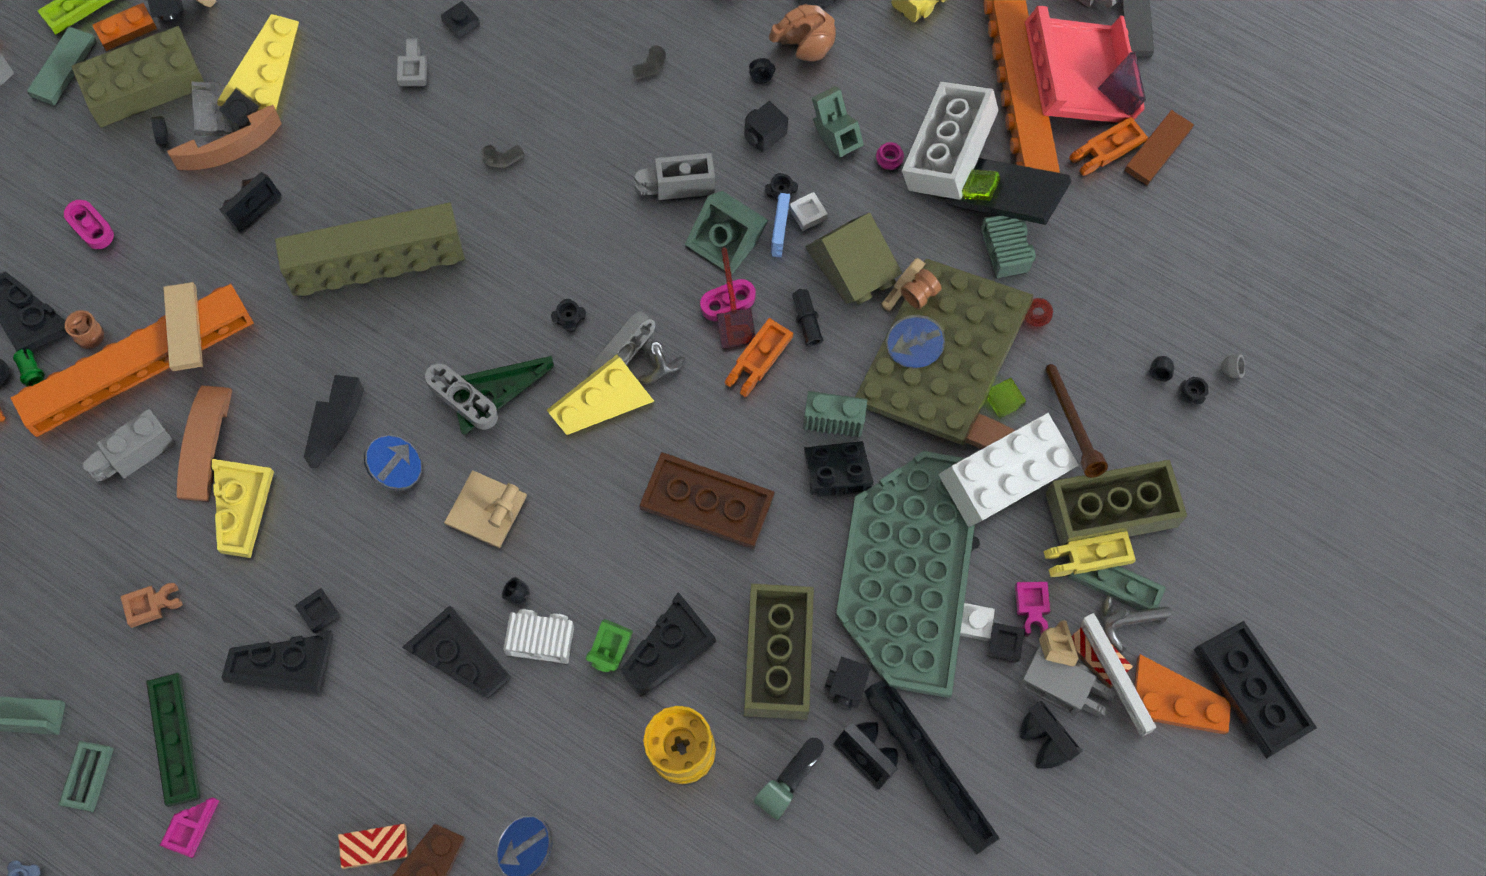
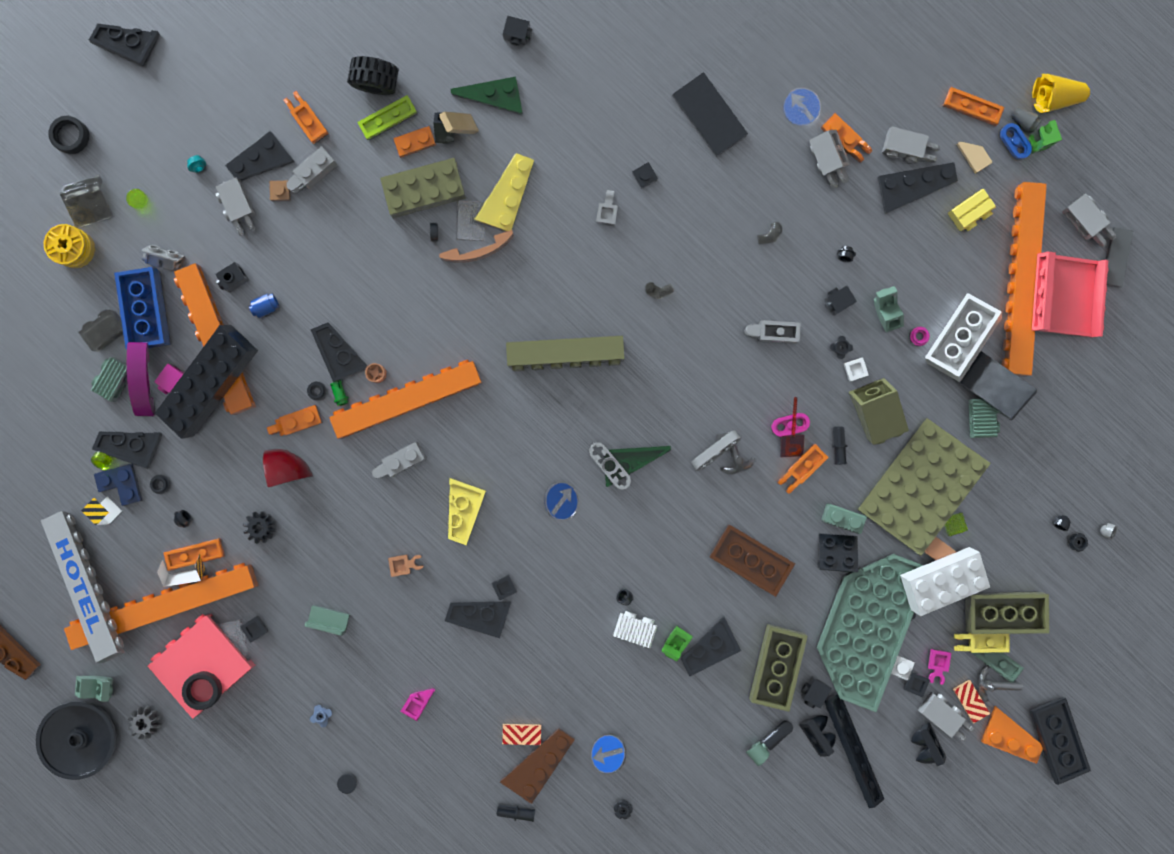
camera: 20 degrees right, 20 degrees up
(57, 70) = (370, 166): sand green tile -> none
(89, 226) = (383, 295): dark pink plate -> none
(97, 781) = (366, 647): sand green tile -> none
(173, 740) = (412, 649): dark green tile -> none
(183, 326) = (440, 388): tan tile -> none
(200, 443) = (444, 462): nougat slope -> none
(238, 107) = (489, 227): black plate -> none
(250, 201) = (493, 294): black tile -> none
(332, 419) = (526, 464): black slope -> none
(458, 652) = (586, 629): black wing -> none
(486, 509) = (614, 540): tan plate -> none
(568, 306) = (680, 415): black plate -> none
(600, 397) = (697, 480): light yellow wing -> none
(673, 727) = (706, 725): yellow wheel -> none
(728, 225) = (799, 375): sand green slope -> none
(780, 225) = (835, 377): light blue tile -> none
(809, 28) = (887, 232): nougat helmet -> none
(908, 276) = (914, 429): tan tile -> none
(915, 341) = (906, 480): clear piece -> none
(921, 289) = (918, 446): nougat wheel -> none
(980, 185) = (976, 376): clear neon green tile -> none
(1043, 319) = (993, 471): clear red plate -> none
(1058, 645) = (948, 695): tan tile -> none
(1092, 461) = (999, 589): reddish brown piece -> none
(1110, 145) = (1072, 354): orange hinge -> none
(1117, 675) = (979, 721): white tile -> none
(1125, 85) = (1094, 314): clear purple slope -> none
(1159, 147) = (1105, 361): dark orange tile -> none

